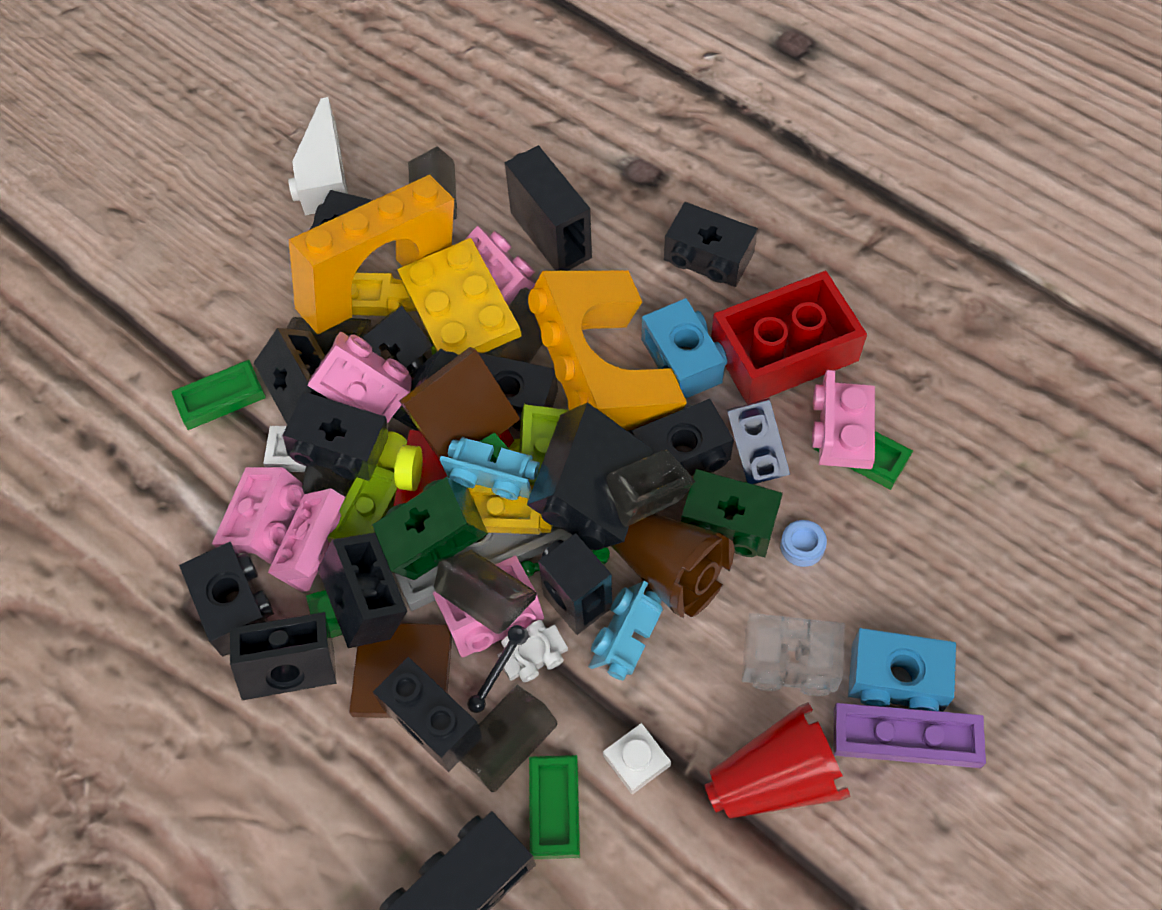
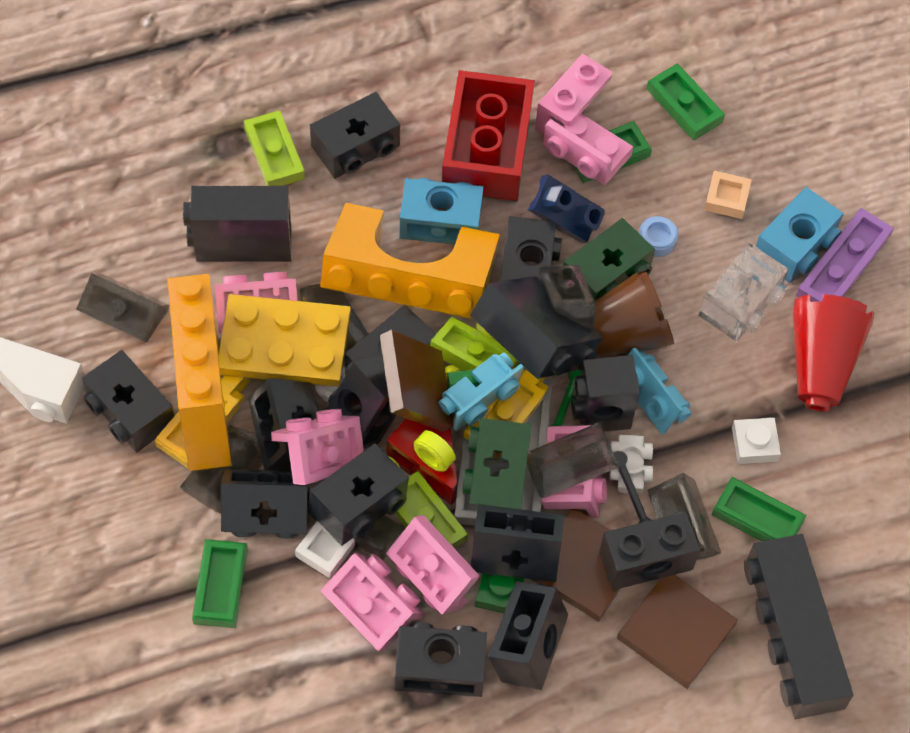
camera: 65 degrees left, 0 degrees up
(379, 794) = (677, 629): none -> reddish brown tile
(650, 199) = (274, 149): none -> lime plate
(890, 376) = (572, 92): none -> bright pink bracket
(897, 578) = (728, 194): none -> light nougat plate
(973, 483) = (685, 101): none -> green plate

